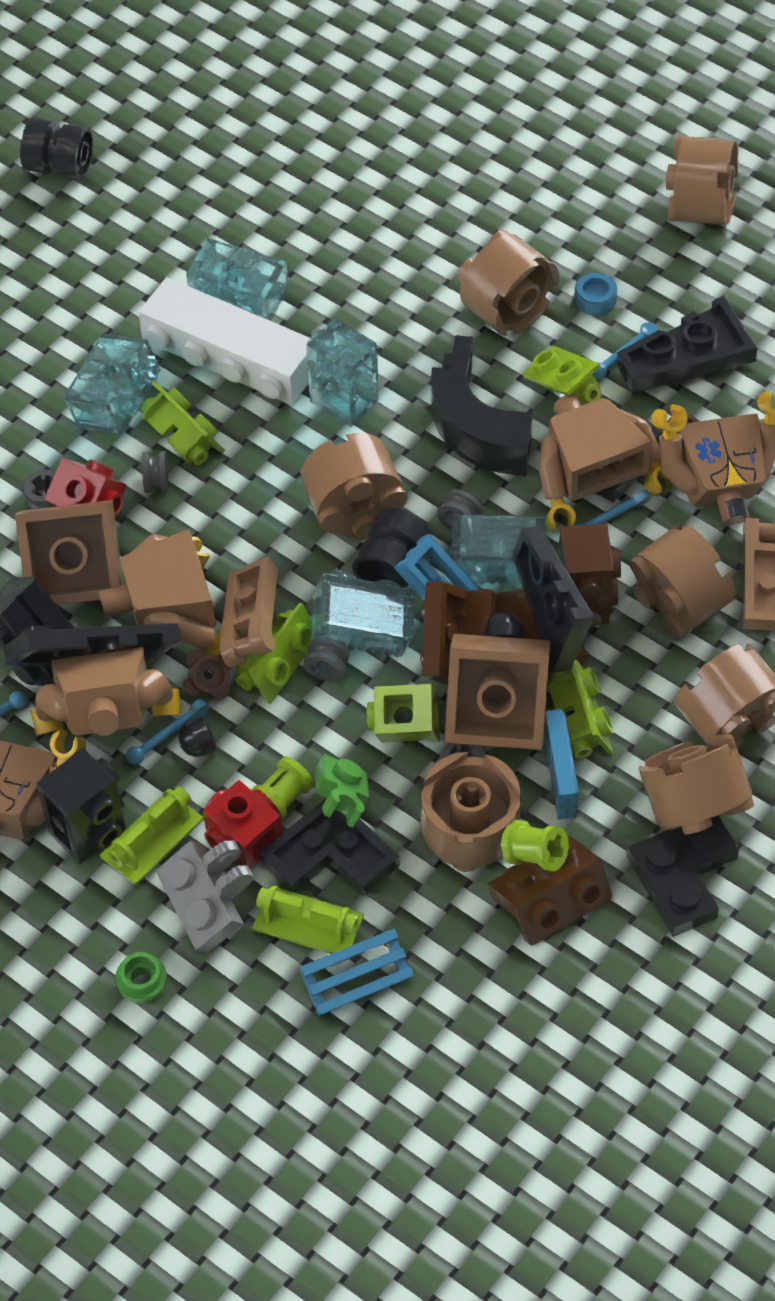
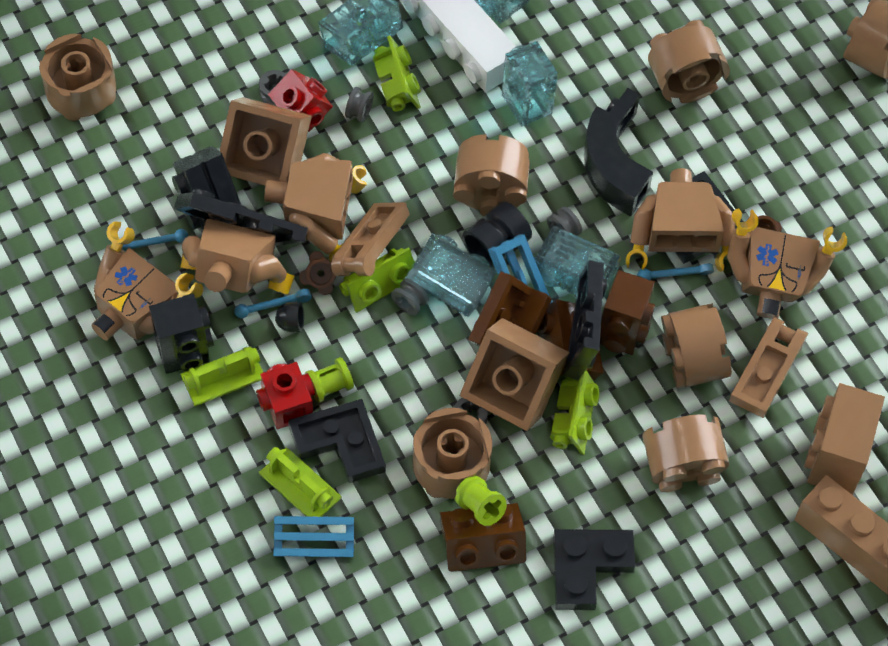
camera: 20 degrees right, 5 degrees up
(141, 964) = (160, 465): bright green plate -> none
(202, 896) = (234, 432): light grey hinge -> none
(343, 786) = (370, 398): bright green plate -> none
(393, 700) = (436, 349): lime brick -> none
(503, 625) = (543, 327): black hinge -> none
(561, 764) = (537, 447): dark azure tile -> none
(565, 373) = (693, 151): lime hinge -> none
(595, 294) = (756, 95): dark azure tile -> none
(645, 330) = (781, 141): dark azure hinge -> none
(694, 348) = (808, 168): black wing -> none
(696, 783) = (623, 505): medium nougat brick -> none

